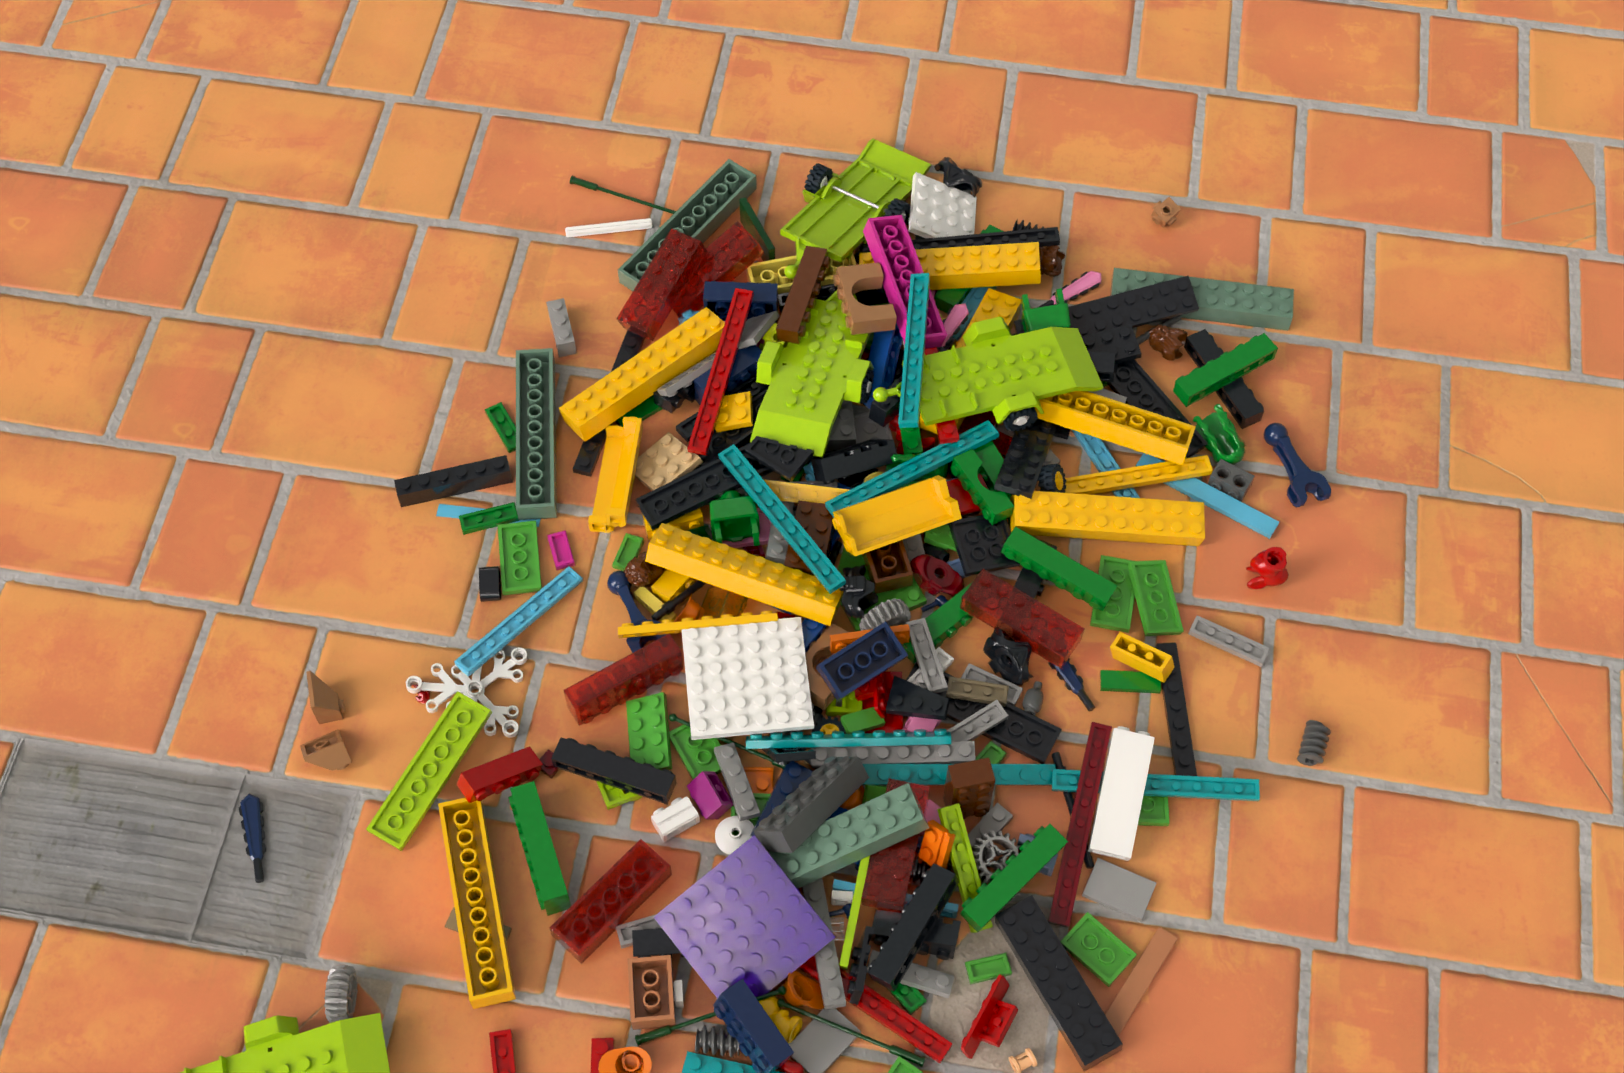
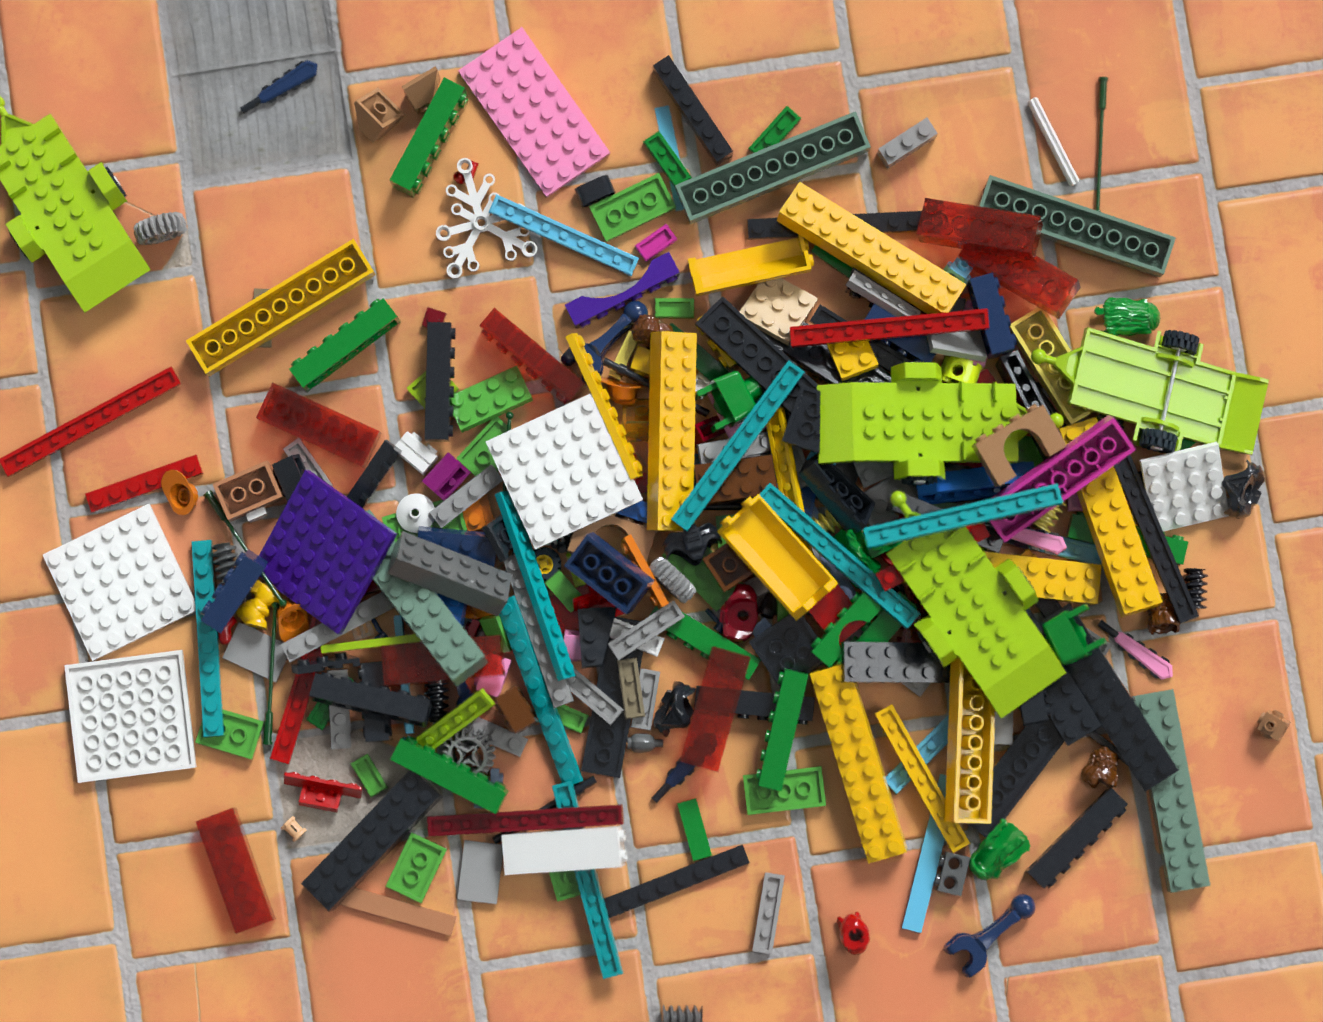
camera: 75 degrees right, 25 degrees up
(372, 706) = (428, 137): none -> green brick
(390, 615) = (534, 112): none -> bright pink plate
(429, 771) = (386, 216): lime plate -> none
(499, 775) = (398, 281): red brick -> none
(597, 621) = (586, 309): none -> dark purple arch
(677, 856) = (374, 473): none -> black hinge
(753, 226) = (1090, 301): dark green tile -> none
(781, 209) = (1129, 316): none -> green hair
(803, 295) = (1004, 379): reddish brown brick -> none
(841, 898) = (389, 627): white tile -> none
(936, 844) = (453, 697): orange plate -> none
(1052, 478) = (878, 696): black wheel -> none
(1142, 657) = (716, 834): yellow brick -> none
(1155, 598) = (789, 830): bright green plate -> none
(1225, 369) = (1076, 837): green brick -> none

